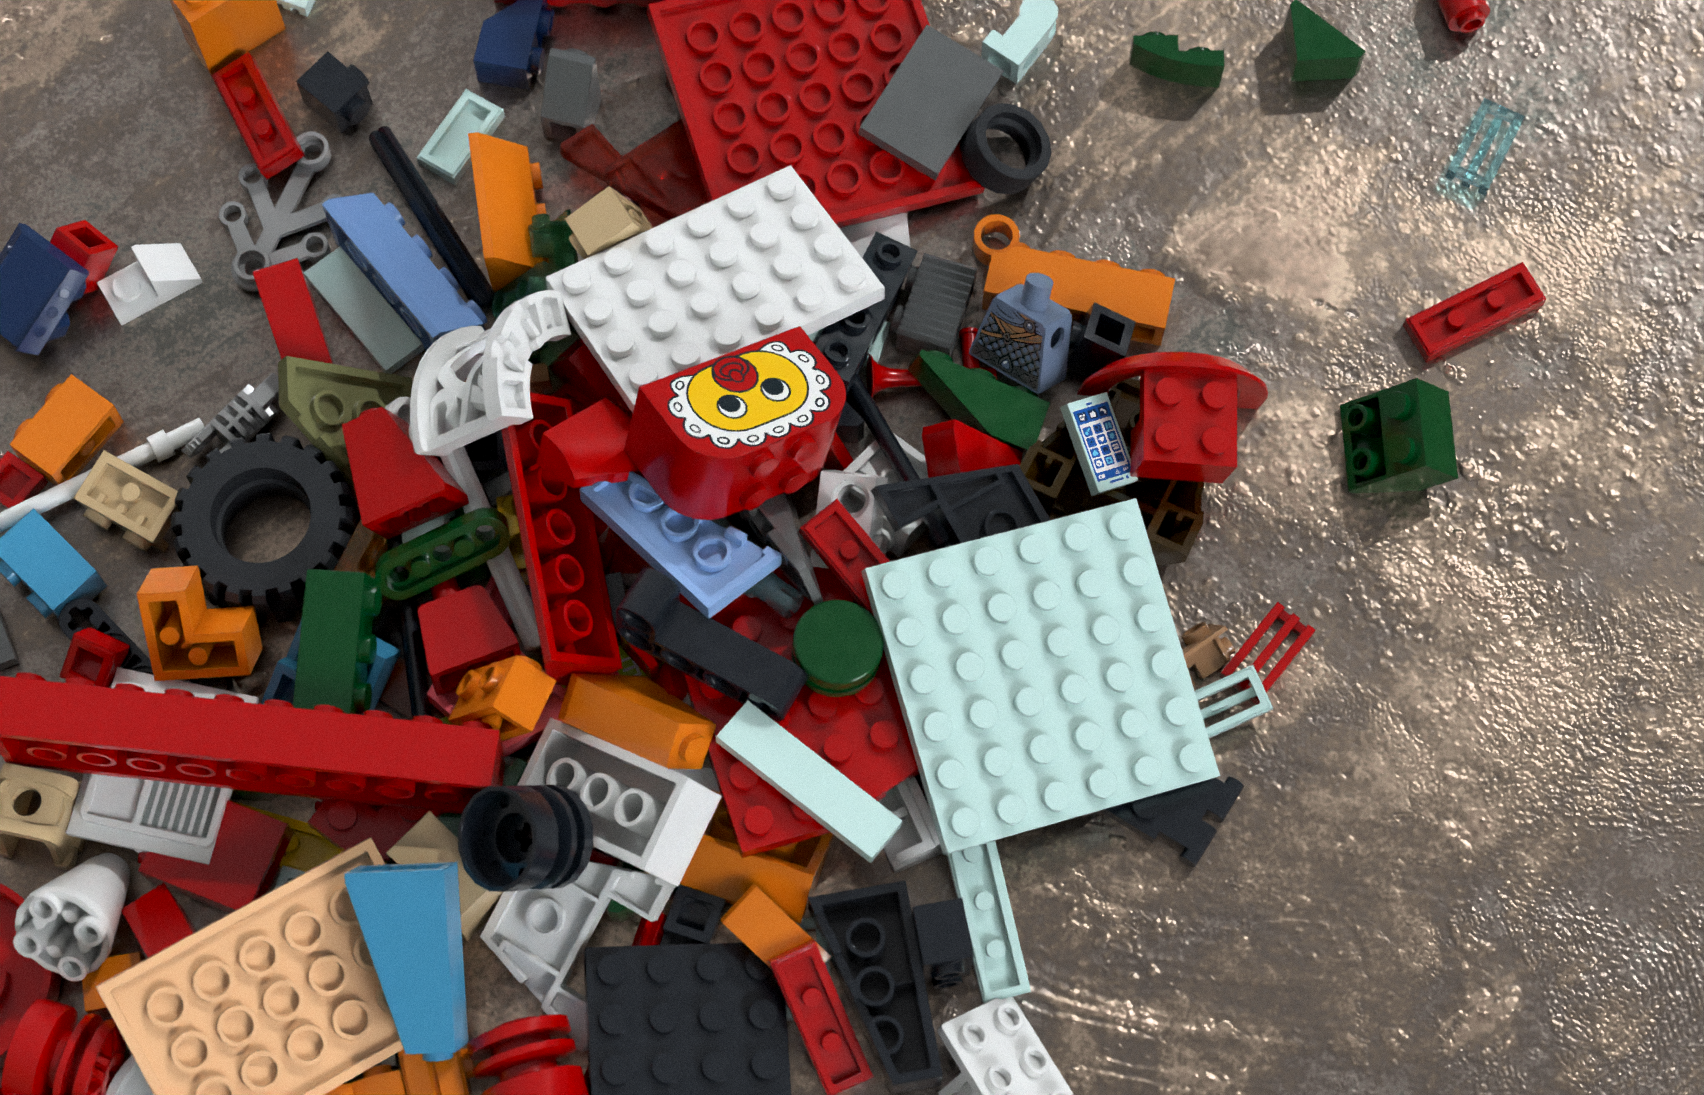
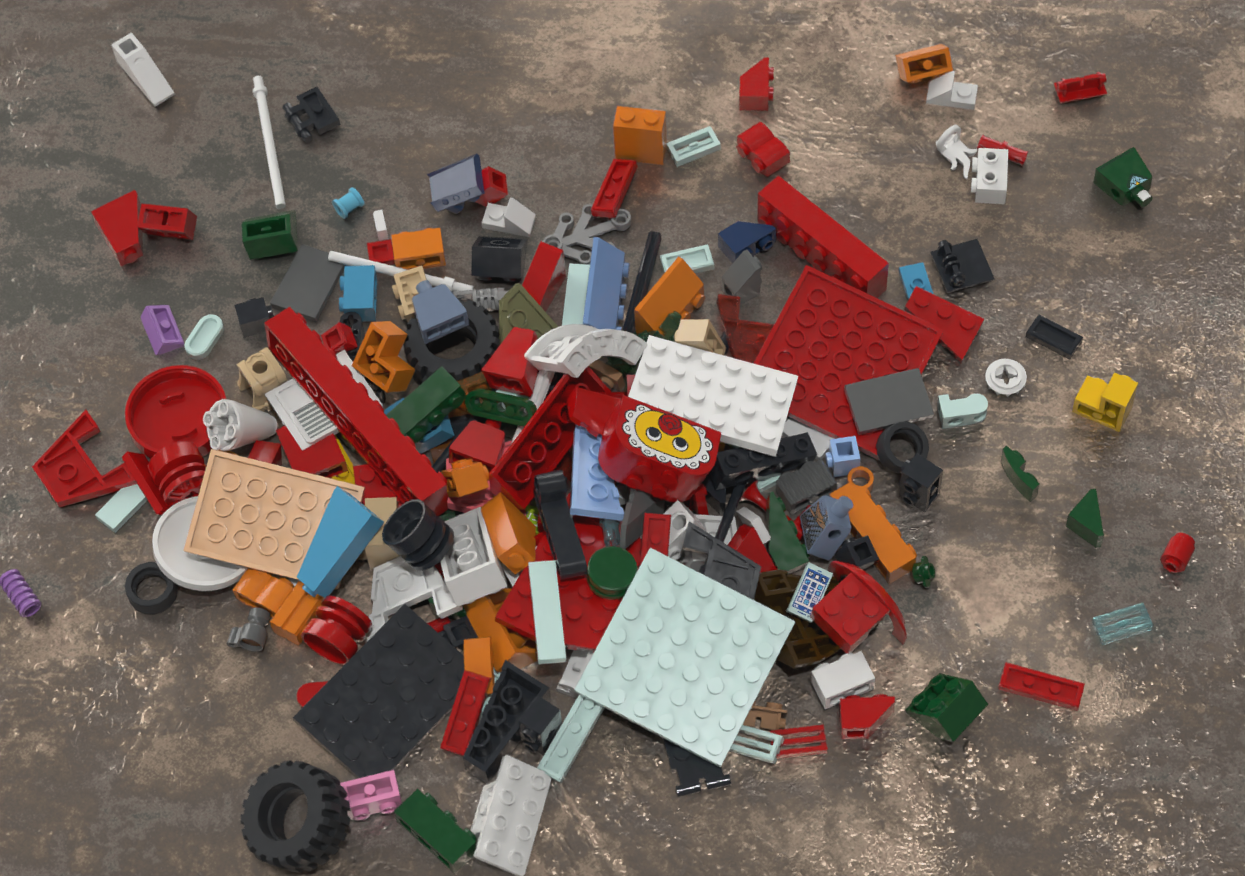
camera: 50 degrees right, 10 degrees down
(196, 346) = (498, 258): none -> black slope
(210, 495) = (437, 311): none -> sand blue torso
(336, 92) = (654, 203): black brick -> none
(919, 414) = (751, 519): none -> white tile
(946, 224) = (842, 455): none -> light blue brick
(1079, 176) = (920, 482): none -> black brick
(1194, 290) = (923, 572): none -> dark green plate
(1246, 521) = (842, 678): none -> white brick
(1315, 547) = (864, 715): none -> red slope

